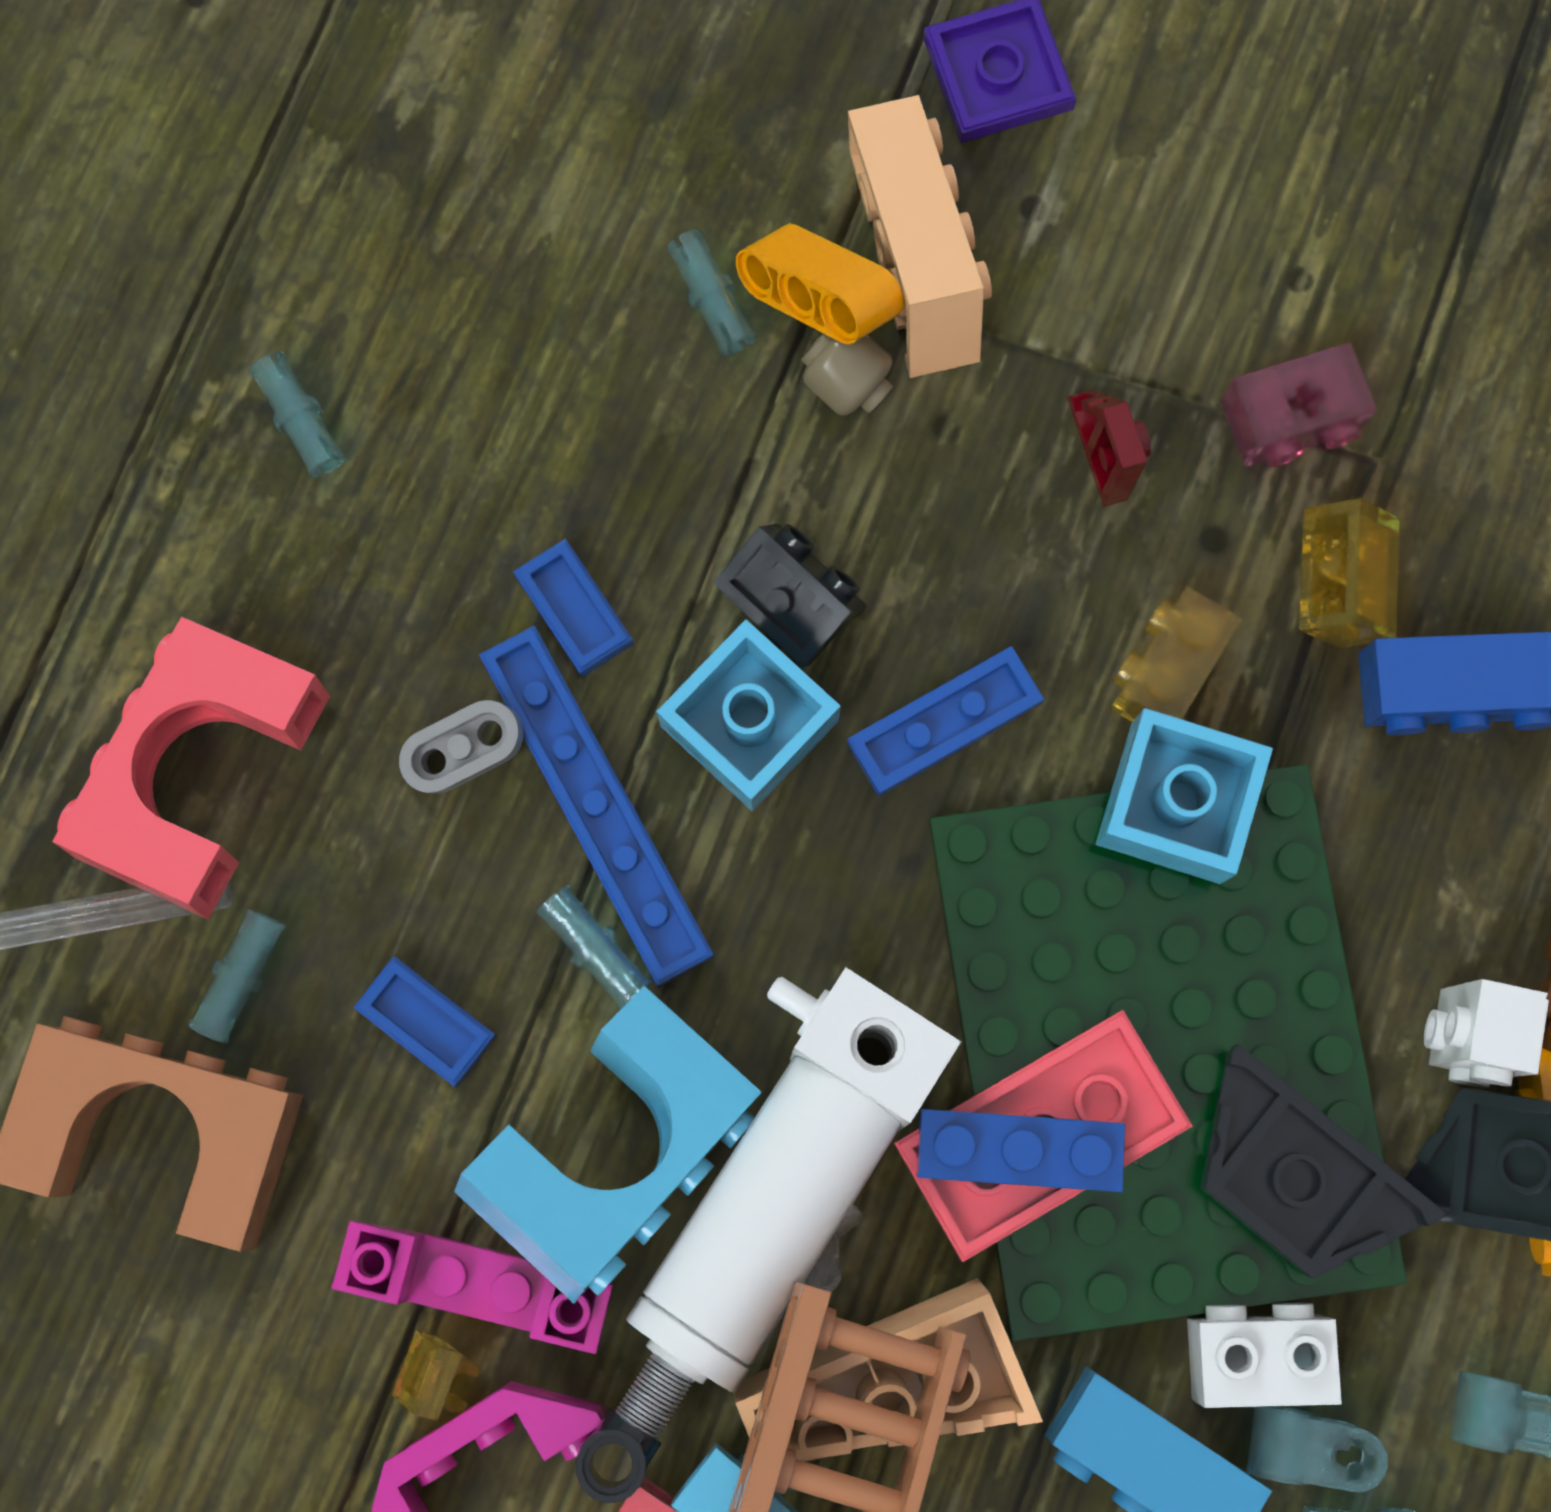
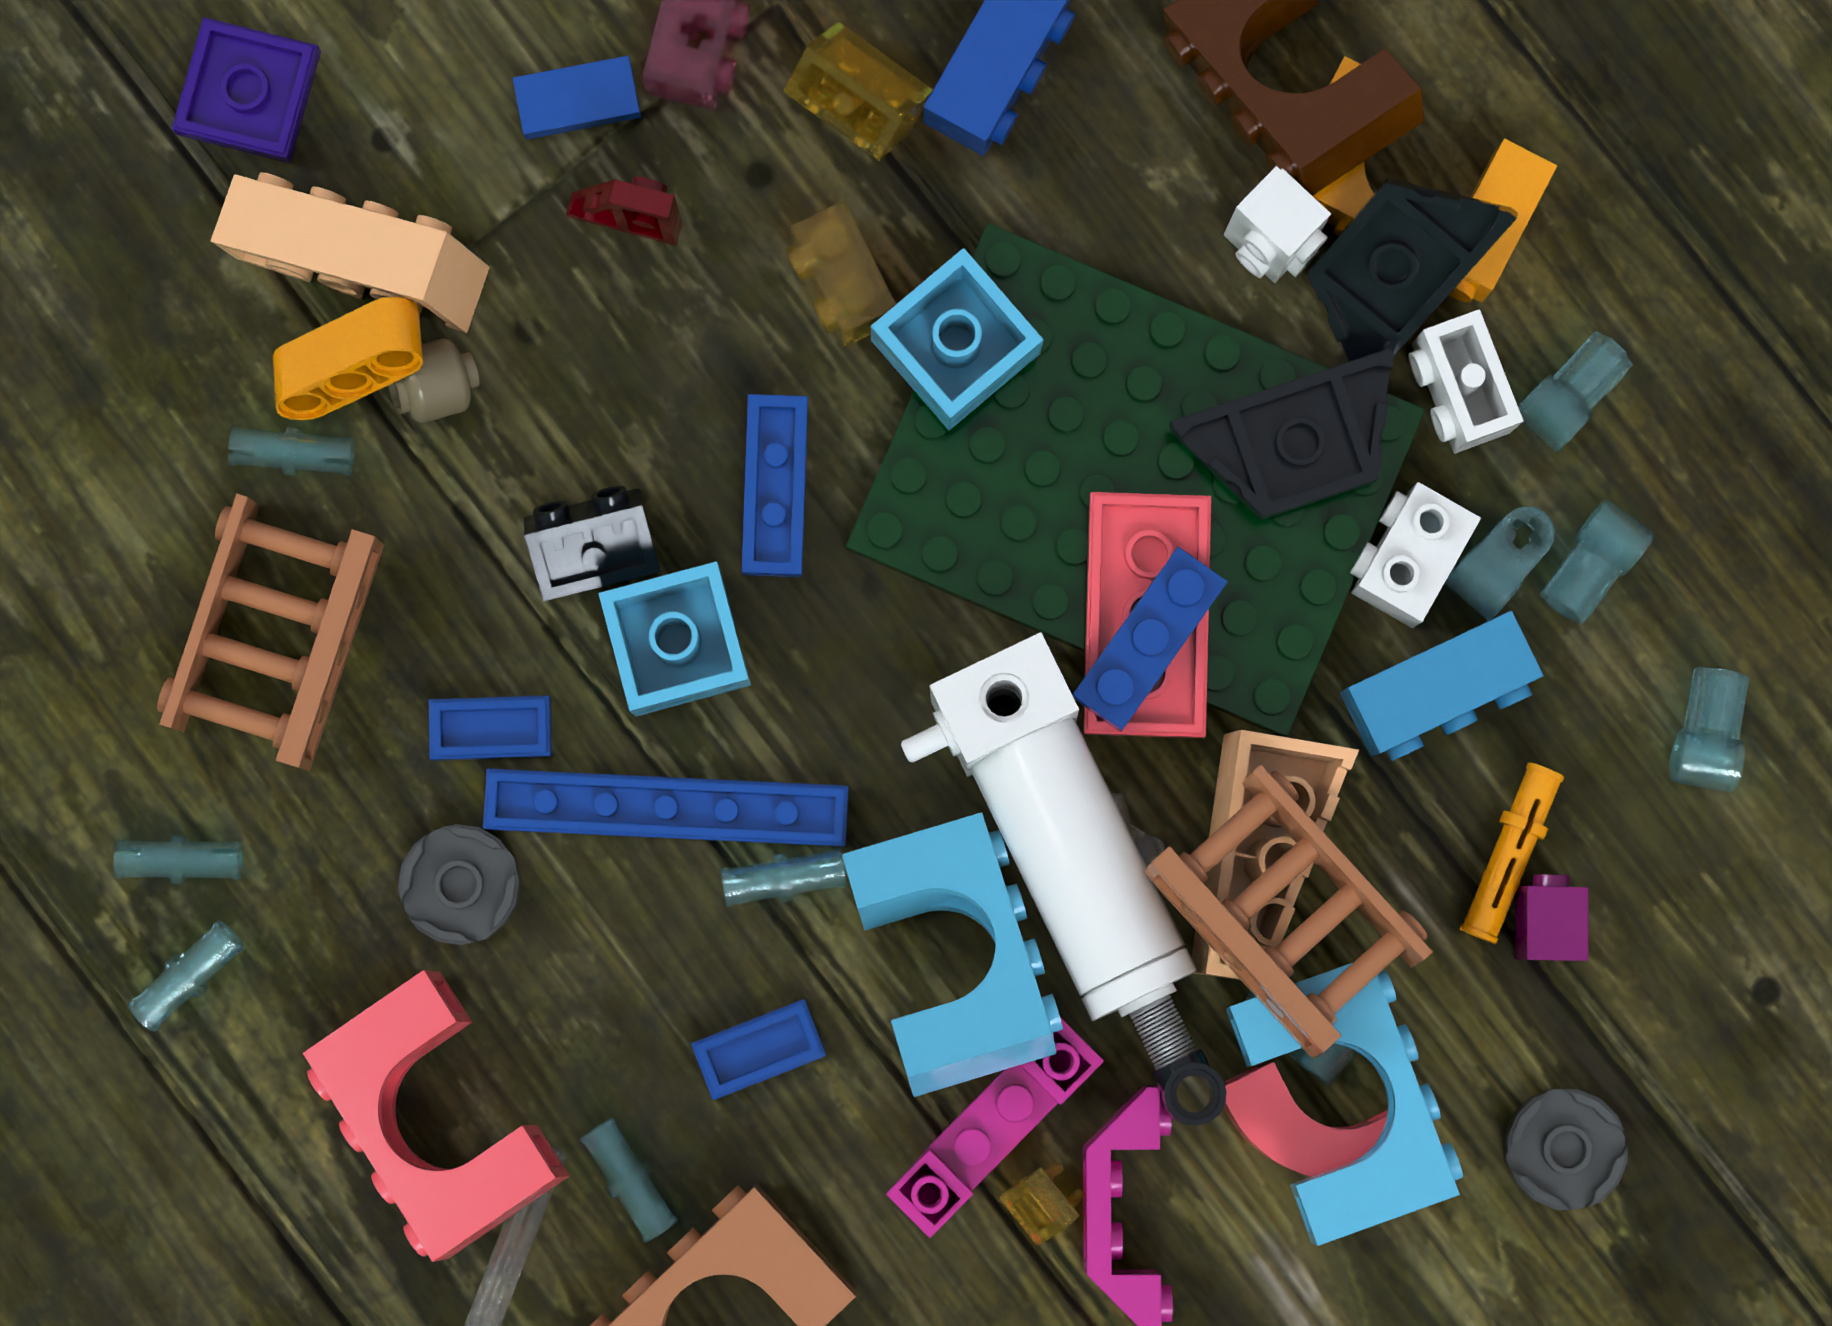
camera: 65 degrees left, 5 degrees up
(199, 482) = (186, 976): none -> clear light blue pin
(418, 665) = (459, 884): none -> dark grey tile
(463, 746) = (554, 887): light grey plate -> none
(525, 429) = (313, 676): none -> nougat fence
(1177, 342) = (576, 97): none -> blue tile
(1460, 1306) = (1464, 382): none -> white brick

